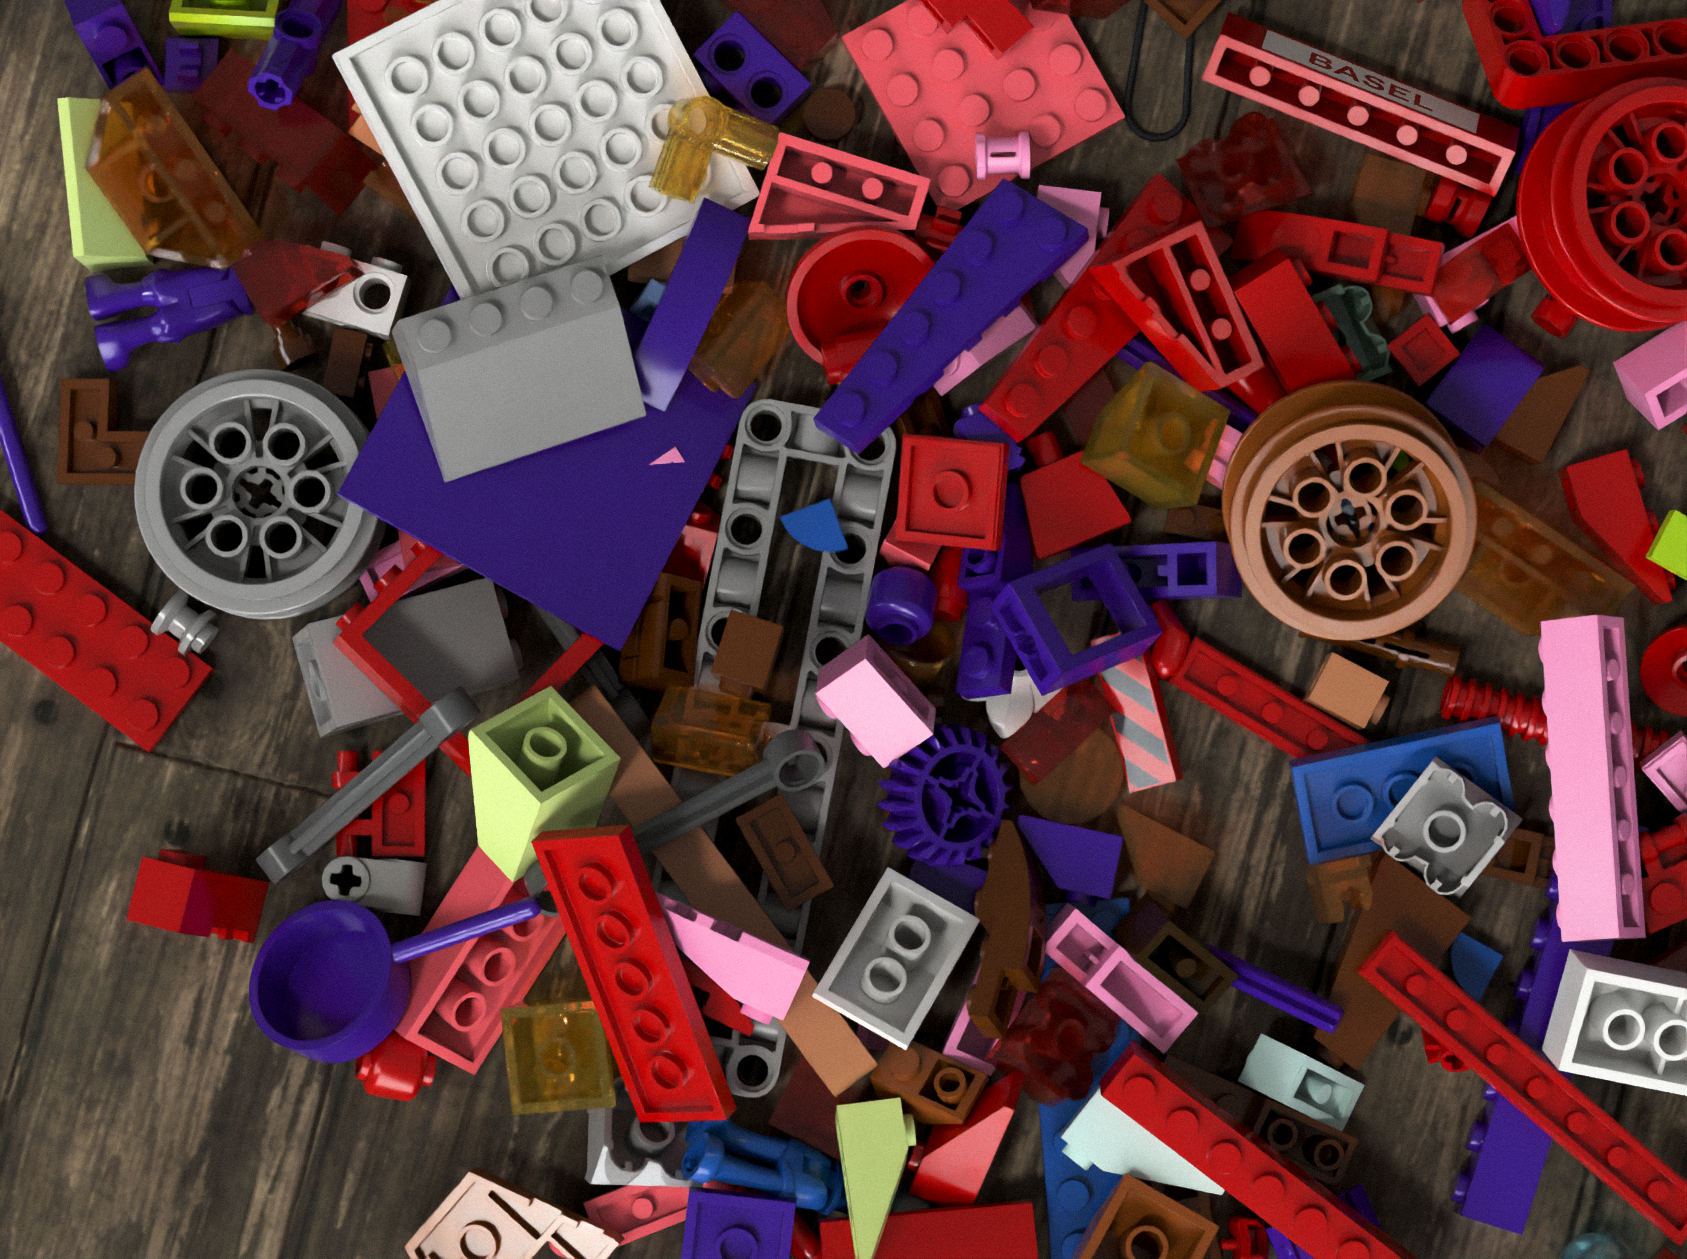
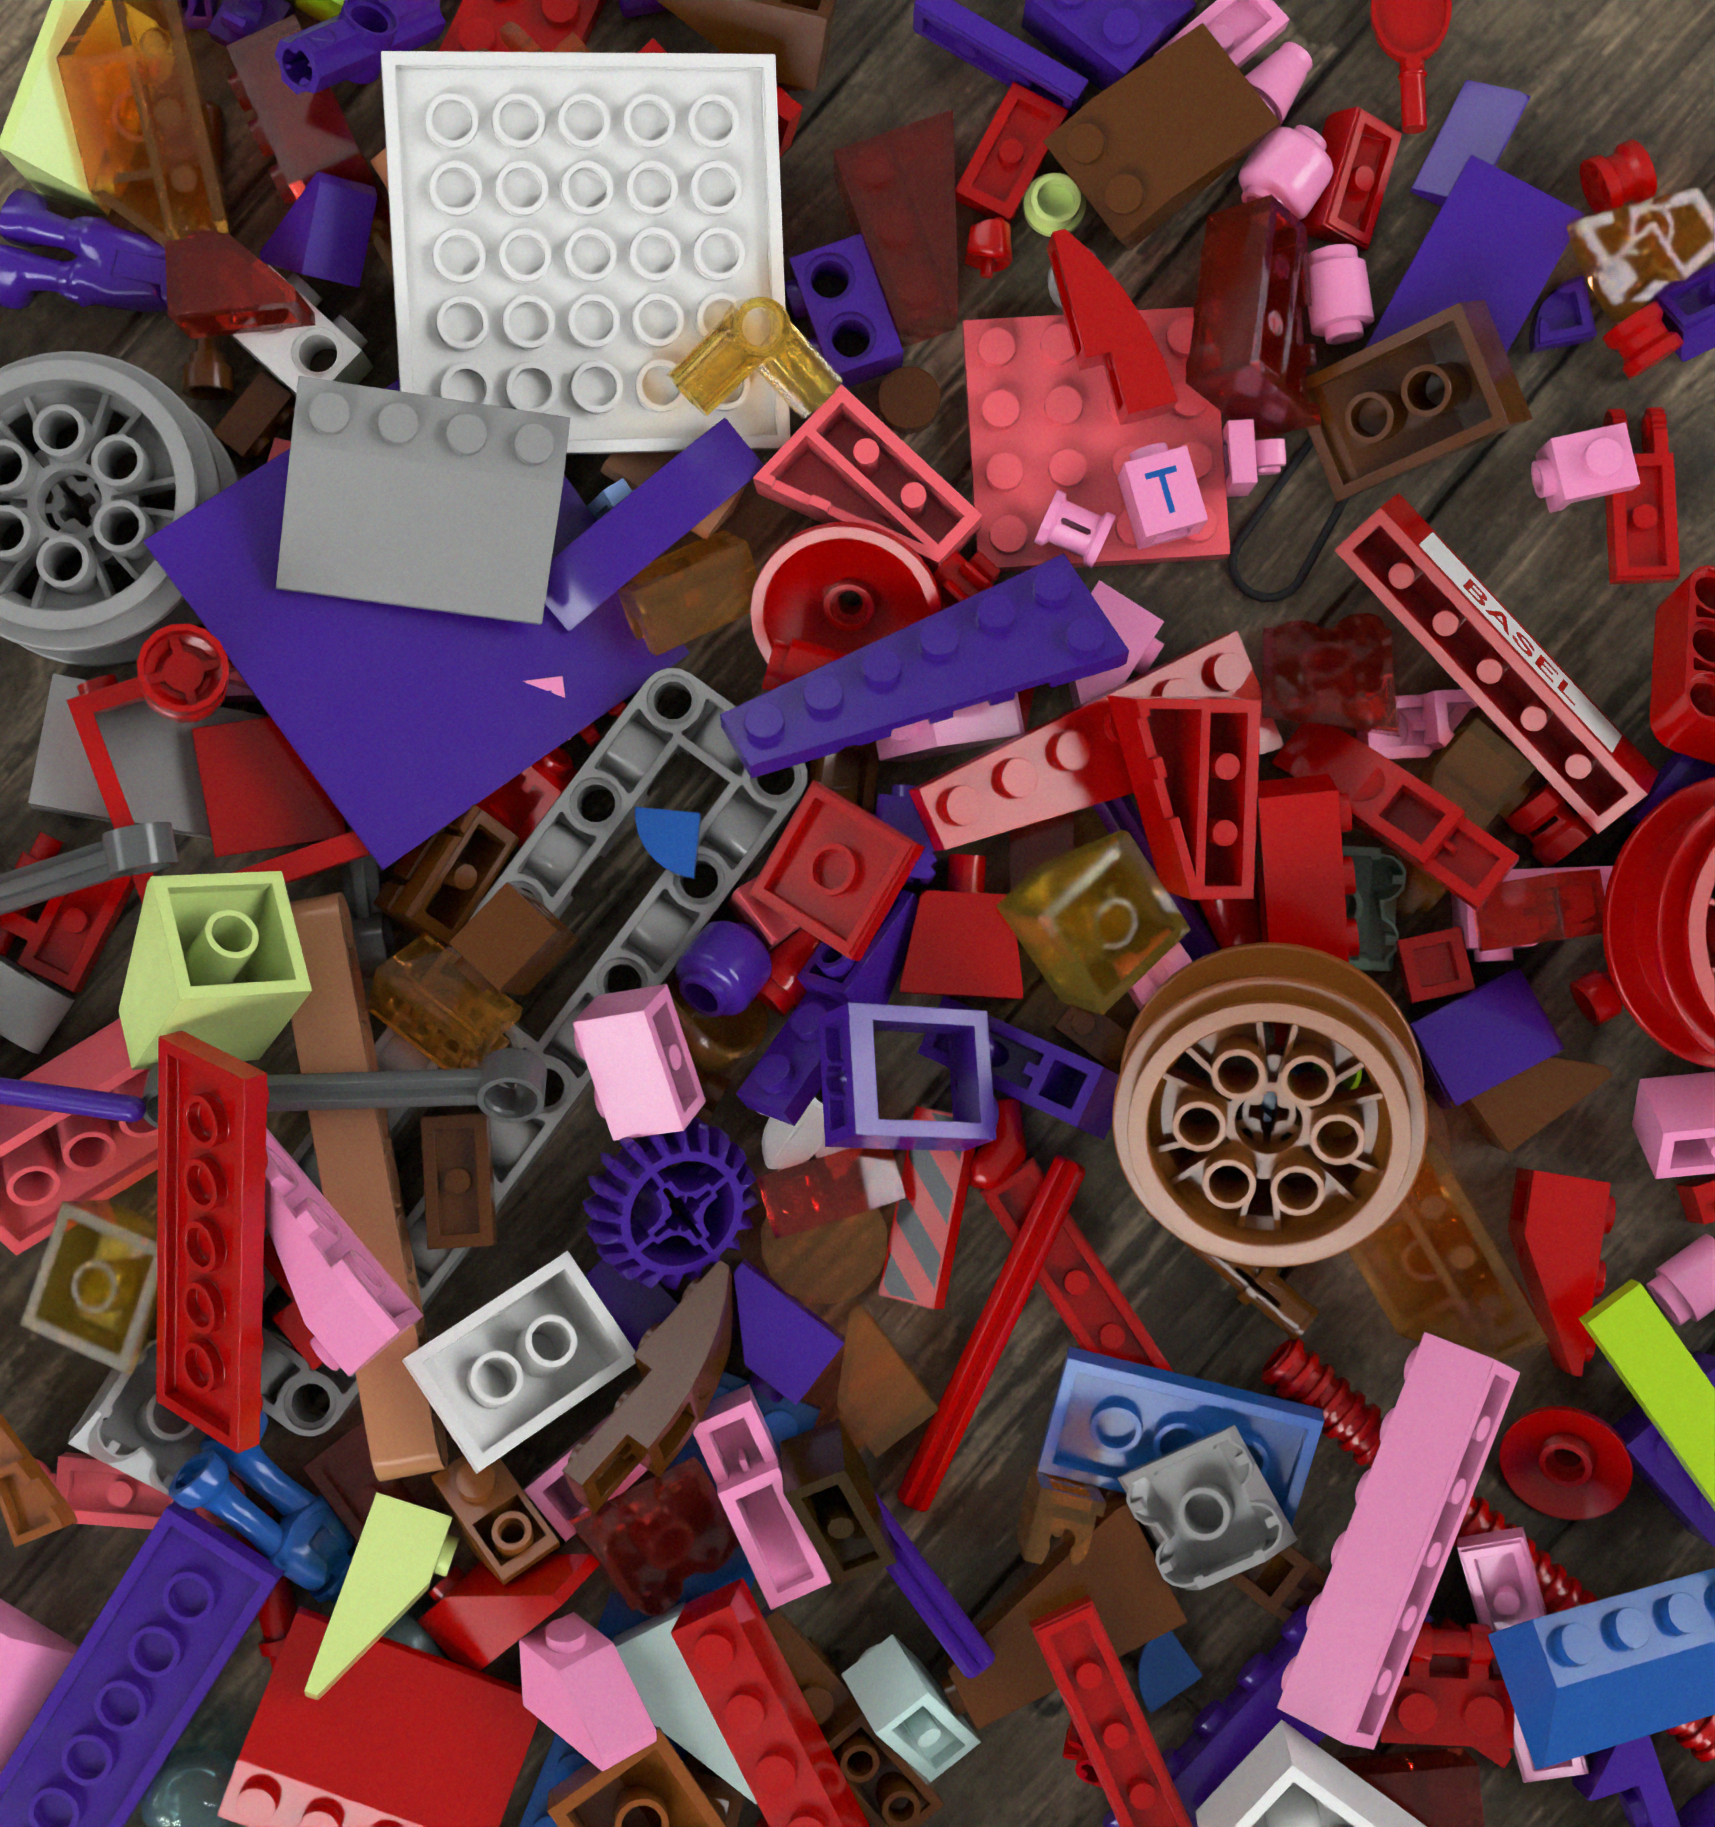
camera: 30 degrees right, 0 degrees up
(339, 202) = (325, 231): none -> dark purple slope
(418, 574) = (183, 672): none -> red wheel
(496, 636) = (259, 790): none -> red tile
(1054, 99) = (1161, 495): none -> bright pink brick
(1056, 1172) = (584, 1691): none -> bright pink slope
(1103, 39) = (1248, 458): none -> bright pink tile
(1227, 779) = (991, 1333): none -> red axle
(1330, 175) = (1425, 724): none -> bright pink slope
(1348, 692) = (1171, 1301): nougat brick -> none

